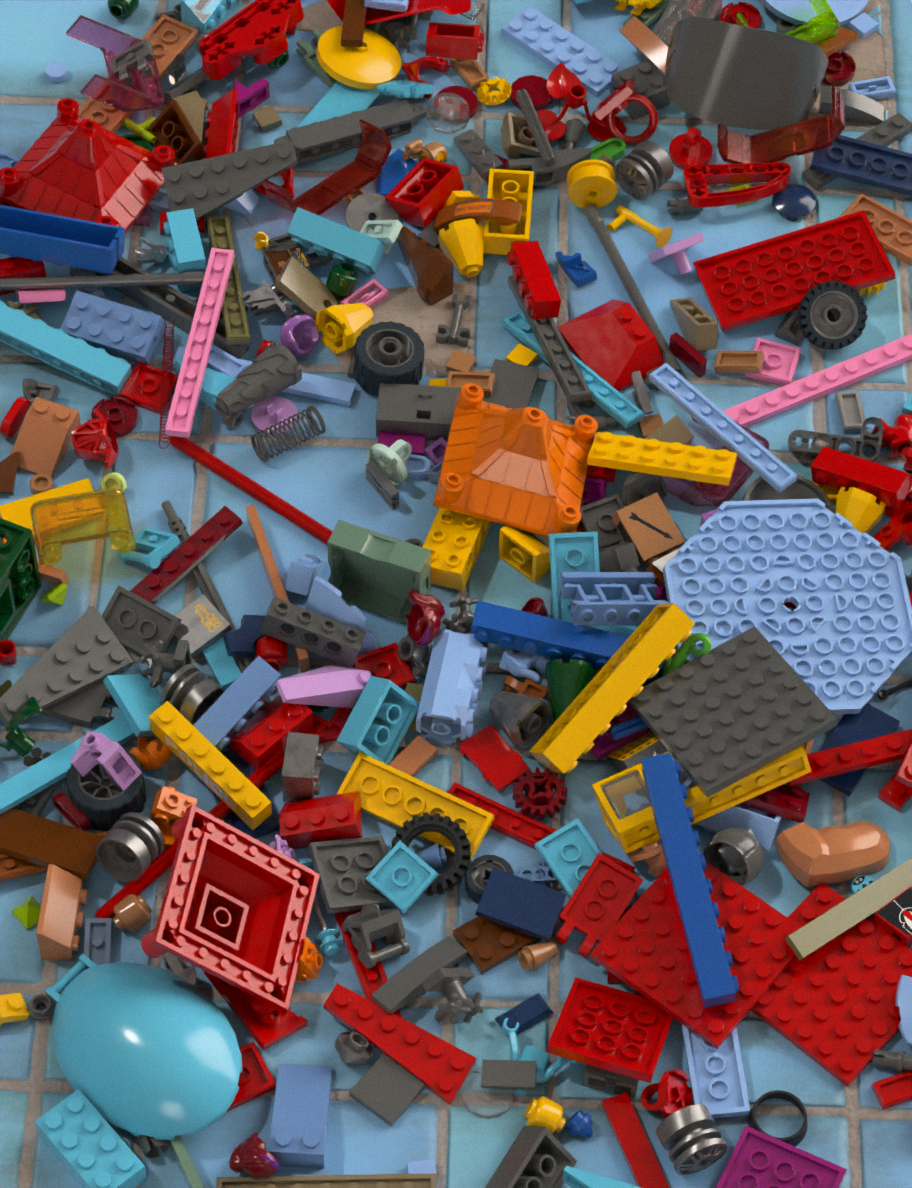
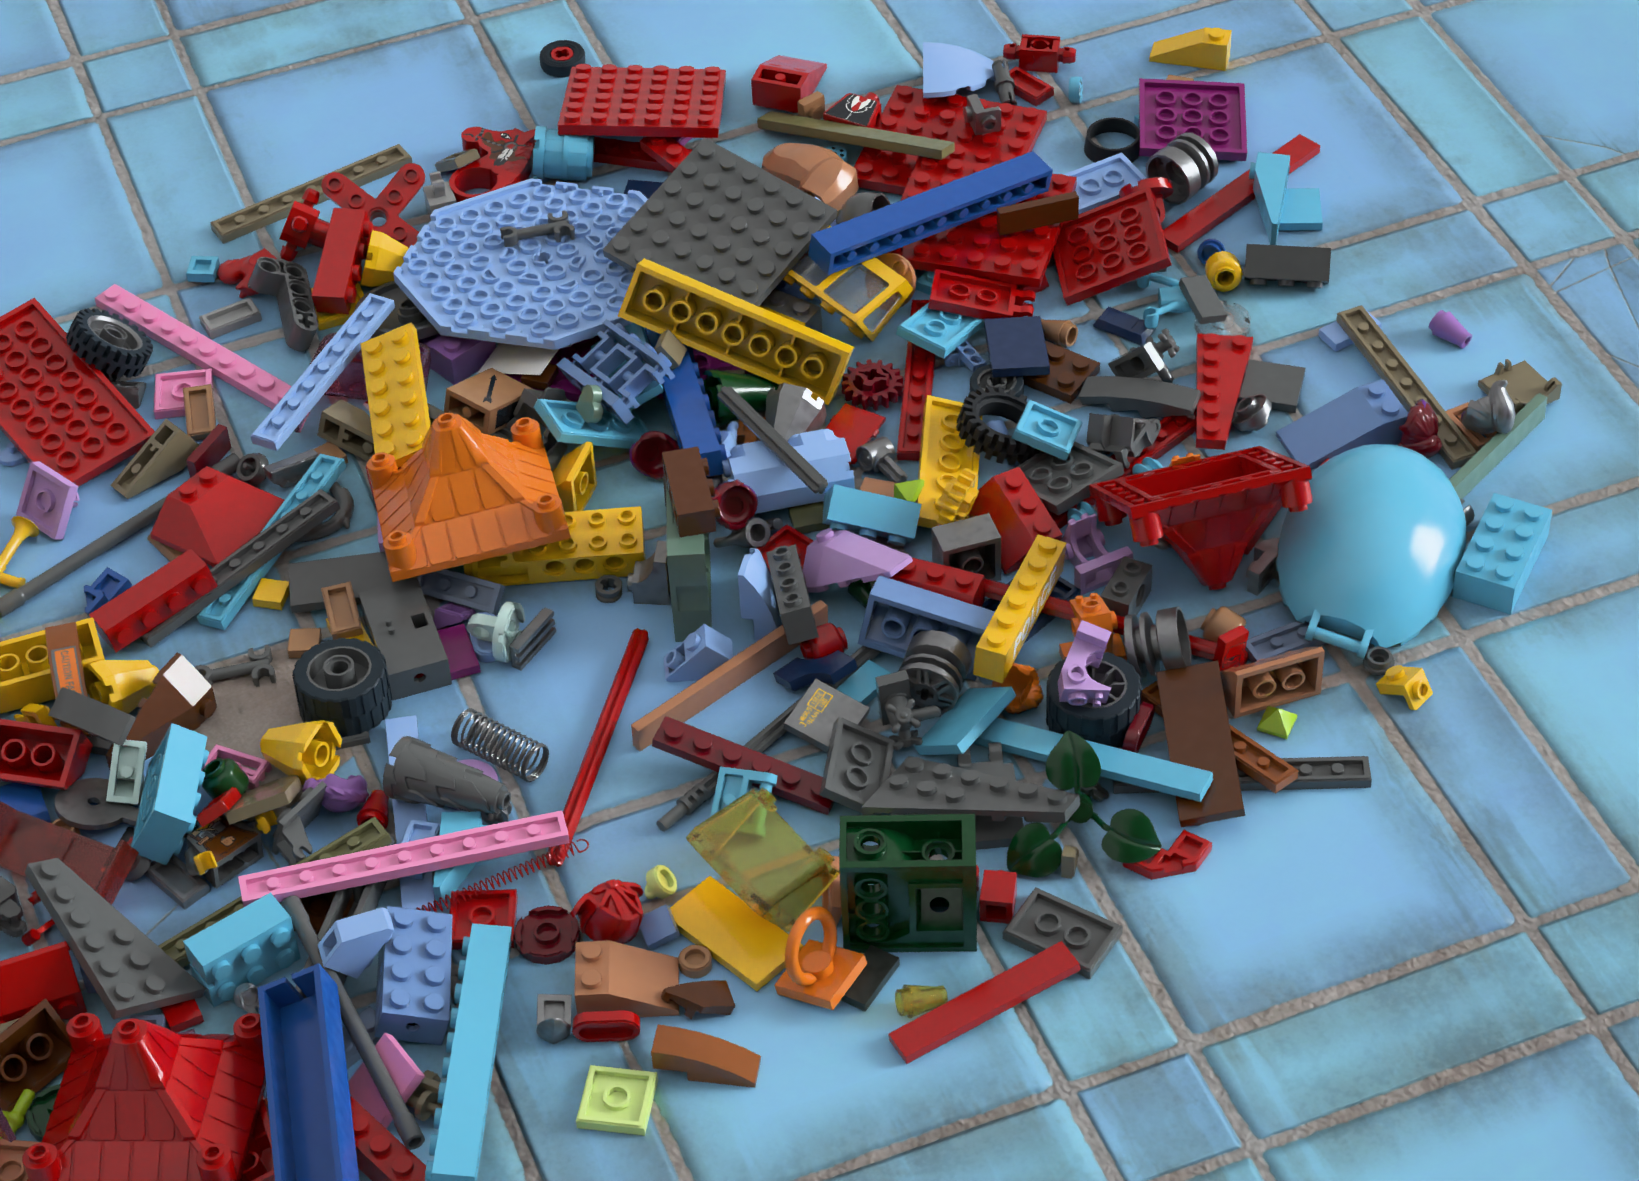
camera: 110 degrees left, 10 degrees down
(77, 471) = (659, 927): none -> medium blue tile
(92, 889) = (1231, 648): none -> red tile
(138, 290) = (355, 941): none -> light blue slope
(309, 262) = (218, 806): none -> red tile
(343, 768) = (957, 497): none -> yellow gear
(385, 545) = (690, 491): none -> reddish brown brick
(391, 757) = (908, 490): none -> lime slope
(422, 209) = (92, 716): none -> dark grey slope
(453, 765) = (879, 457): none -> flat silver axle
(468, 663) = (773, 440): none -> dark grey axle
(579, 566) = (590, 404): none -> sand green tile
(612, 635) = (671, 348): none -> dark tan tile
(662, 972) = (1037, 213): none -> reddish brown tile
(823, 625) = (558, 226): none -> dark grey bar
(845, 1002) = (981, 119): none -> flat silver bracket
(868, 1119) = (1075, 89): none -> medium azure tile

